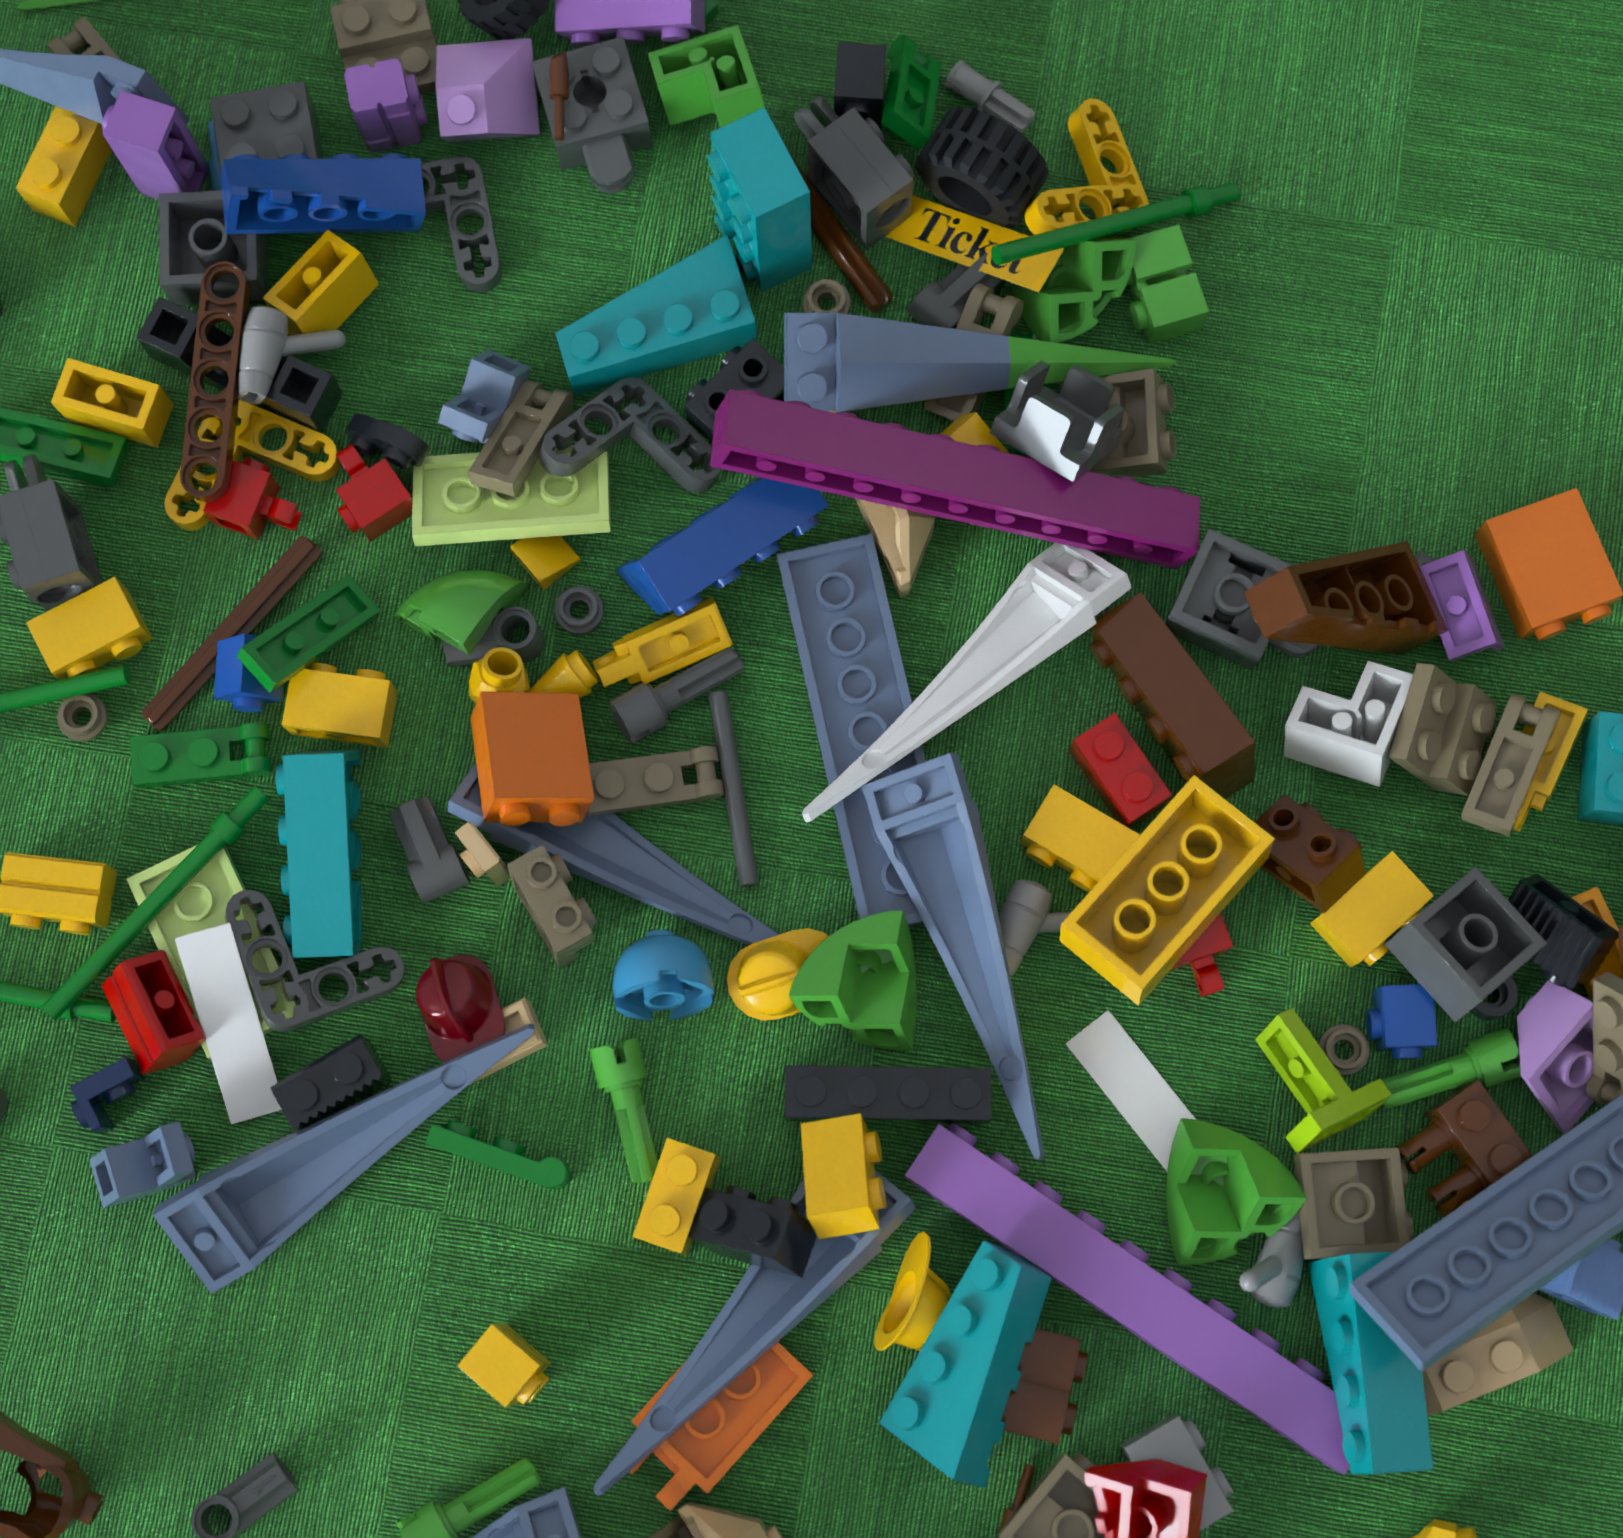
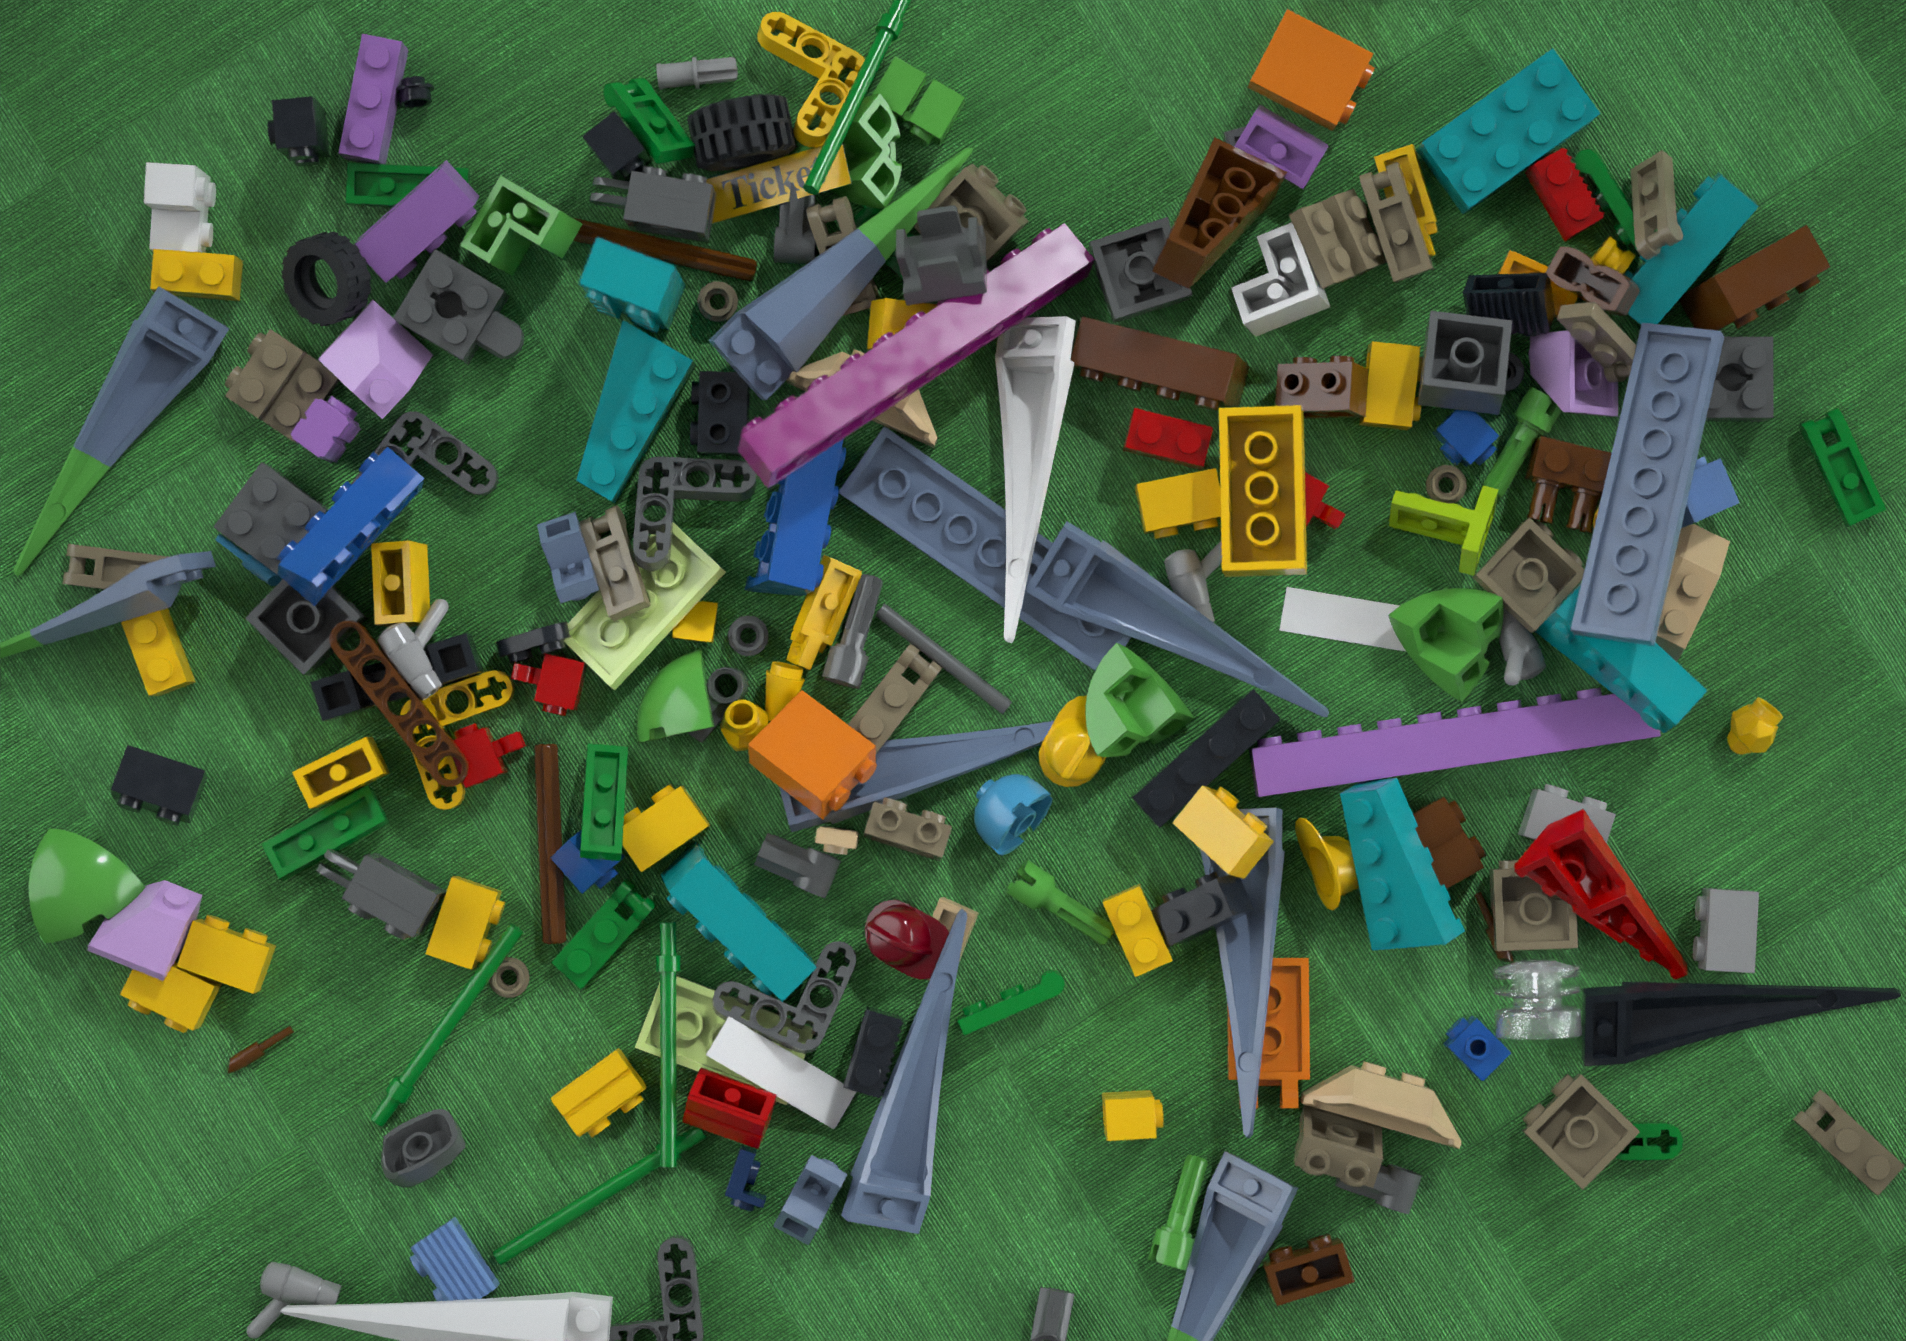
camera: 50 degrees left, 10 degrees up
(154, 146) = (216, 593): medium lavender brick -> none
(559, 90) = (432, 323): reddish brown piece -> none

